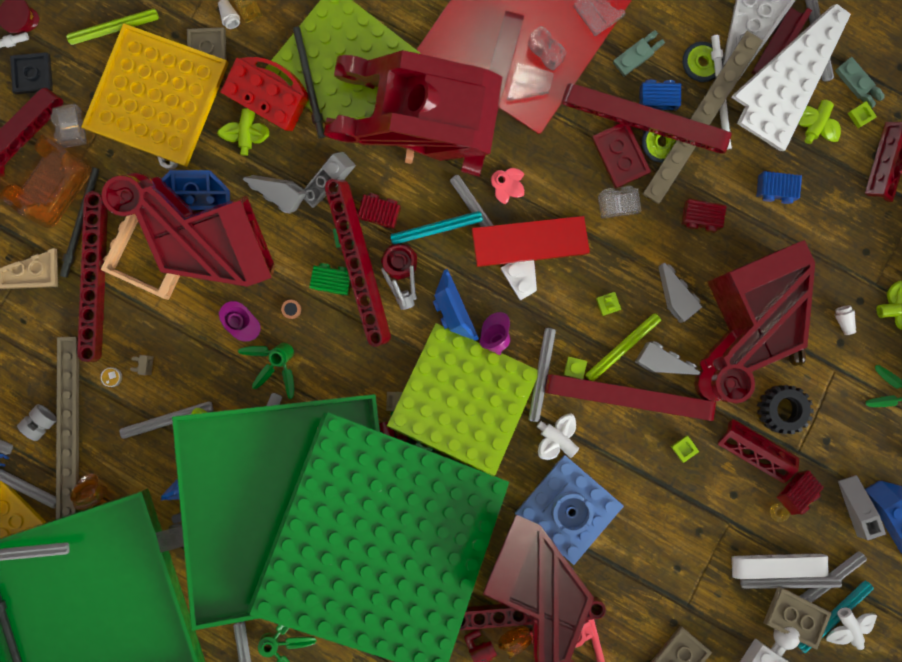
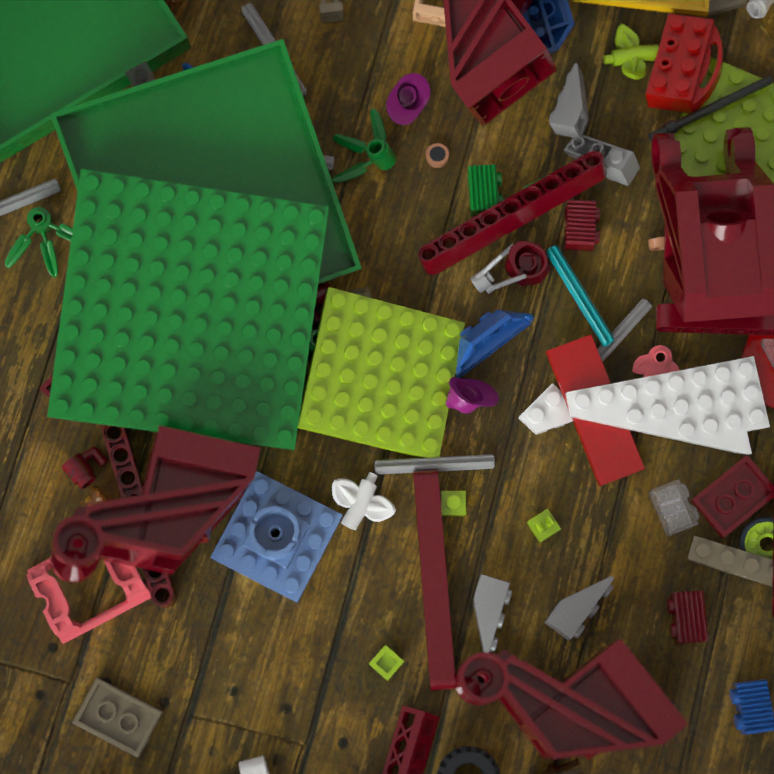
camera: 75 degrees right, 10 degrees down
(546, 163) = (693, 405): none -> white wing
(623, 347) = (494, 556): lime axle -> none

